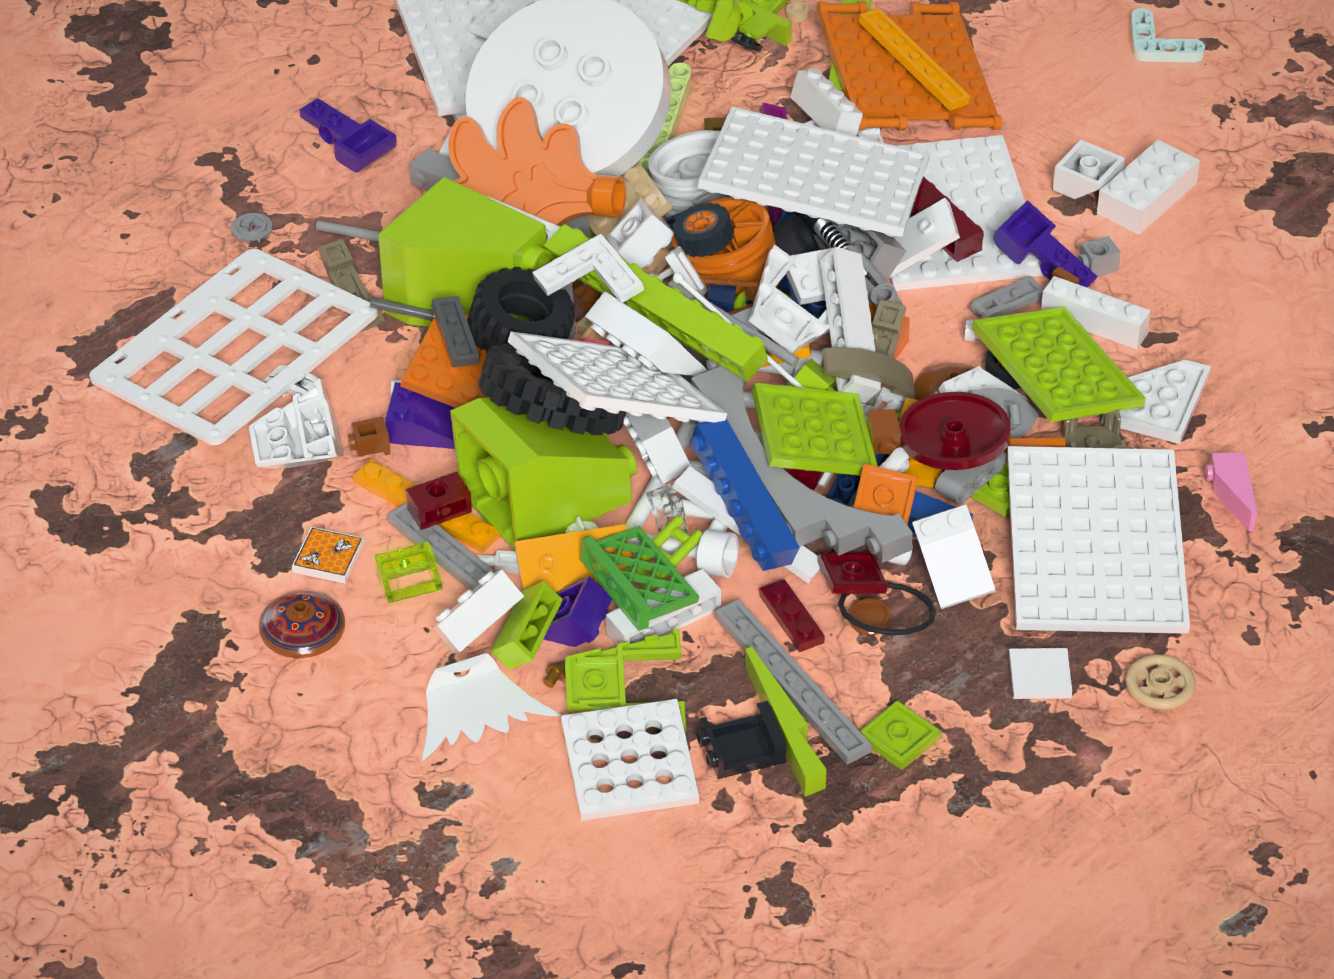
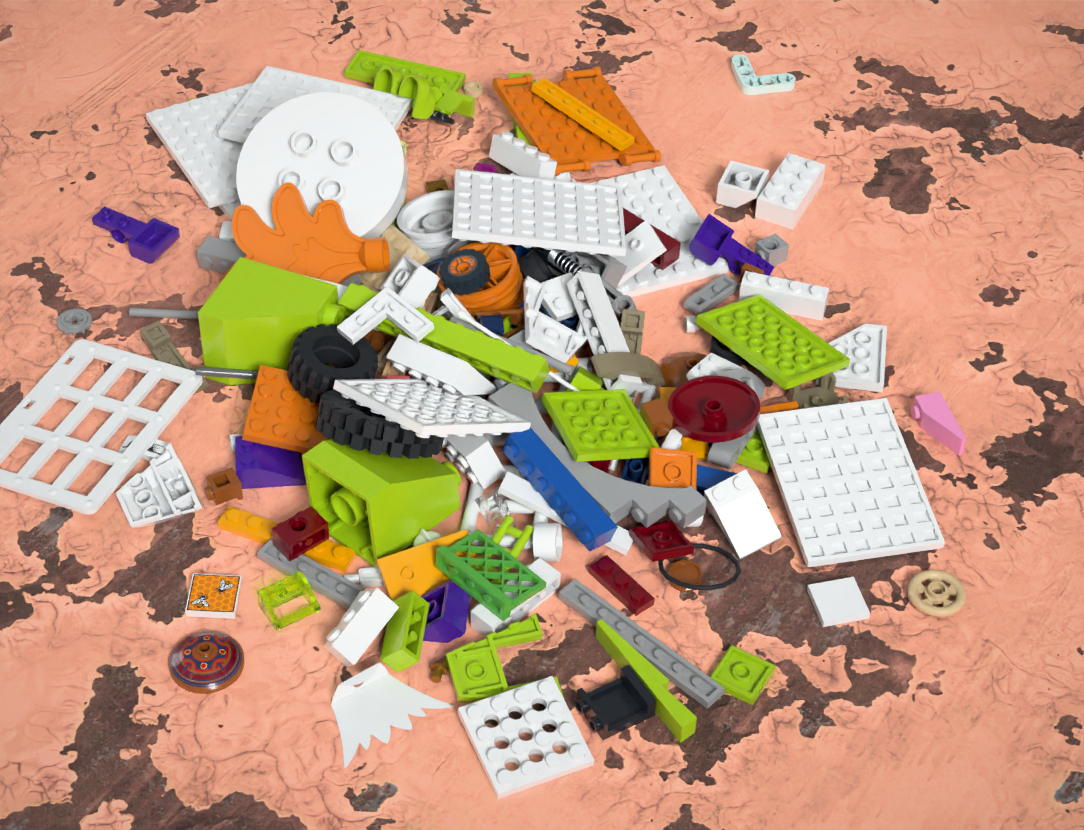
camera: 15 degrees left, 0 degrees up
(455, 331) = (279, 386): dark grey plate -> none

